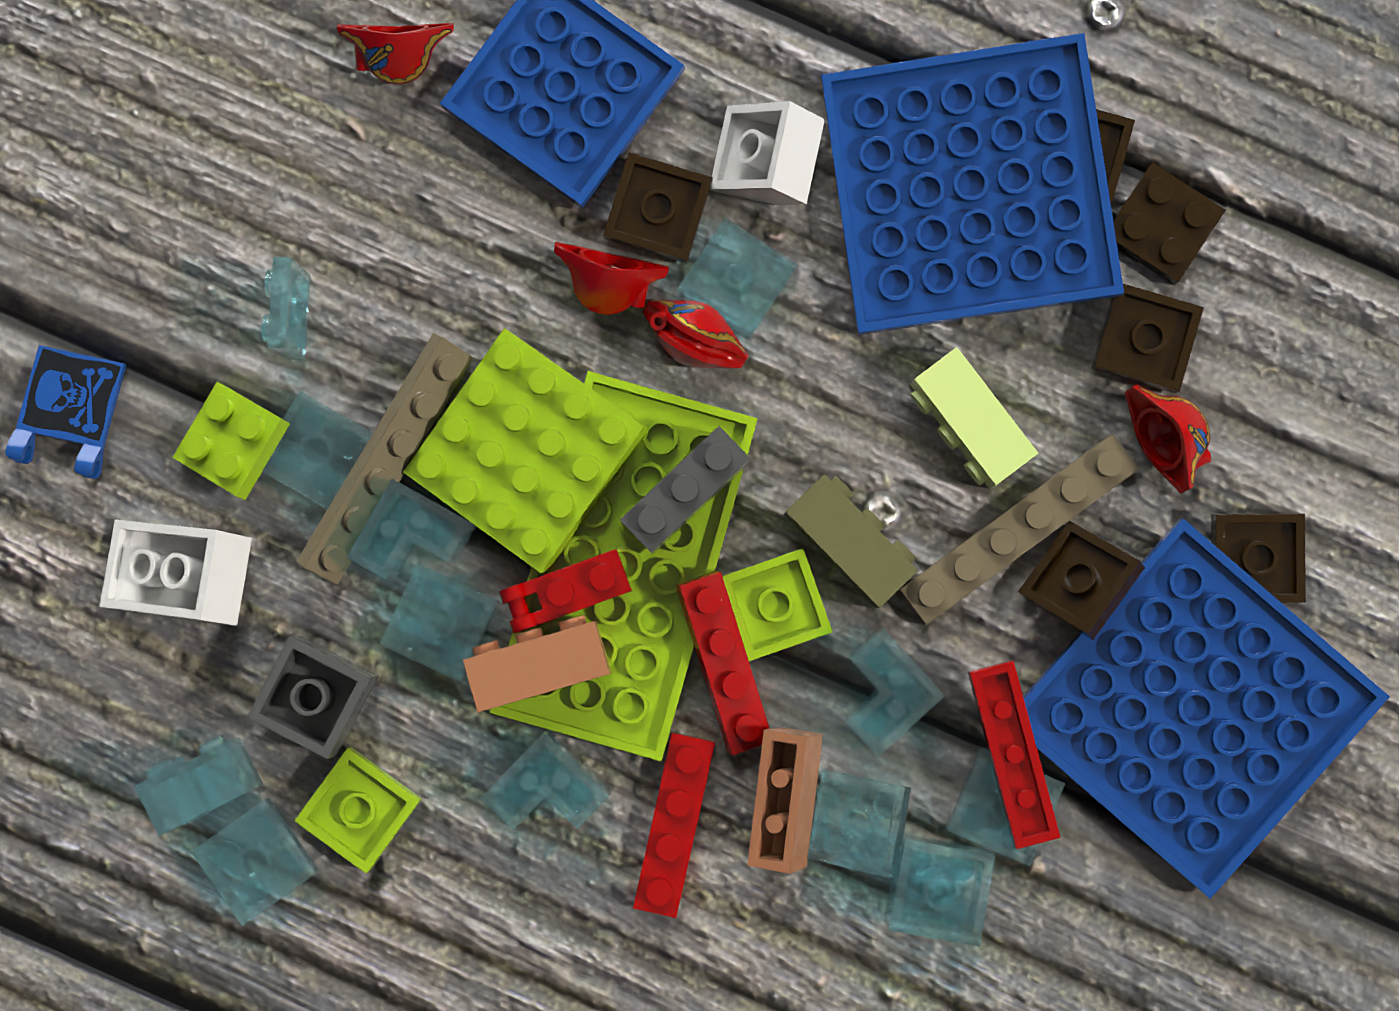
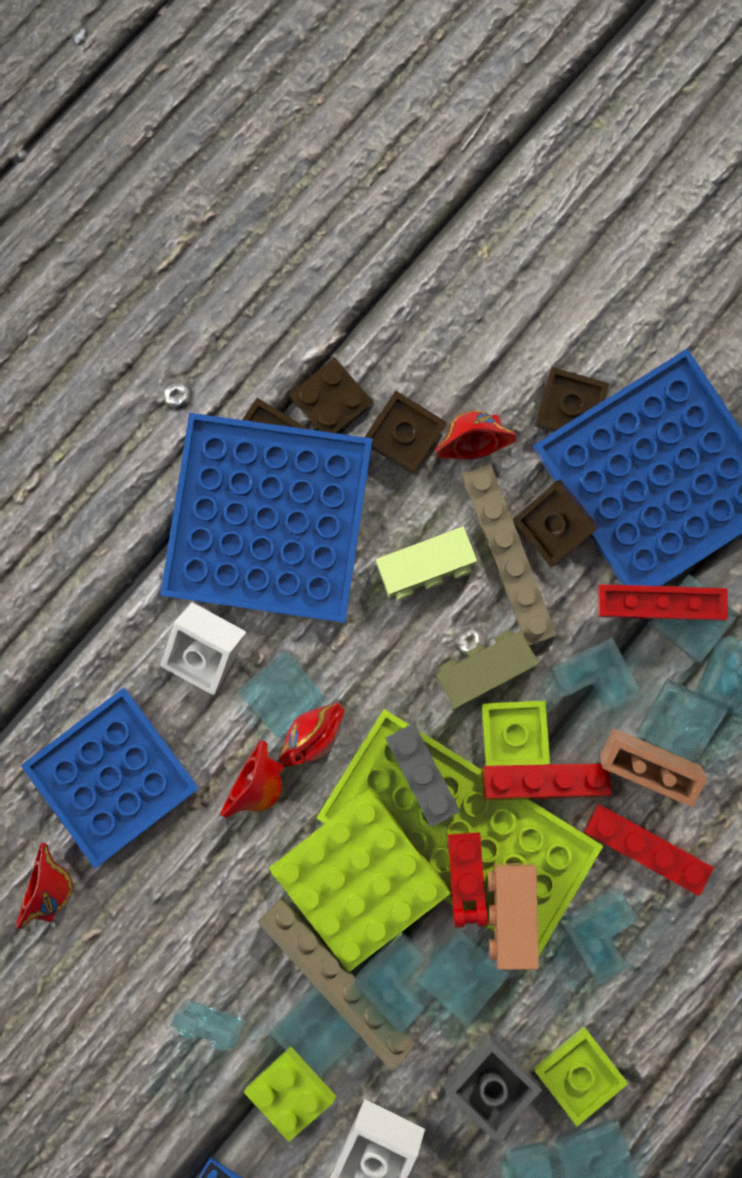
camera: 70 degrees left, 5 degrees down
(658, 207) = (216, 735): dark brown plate -> none

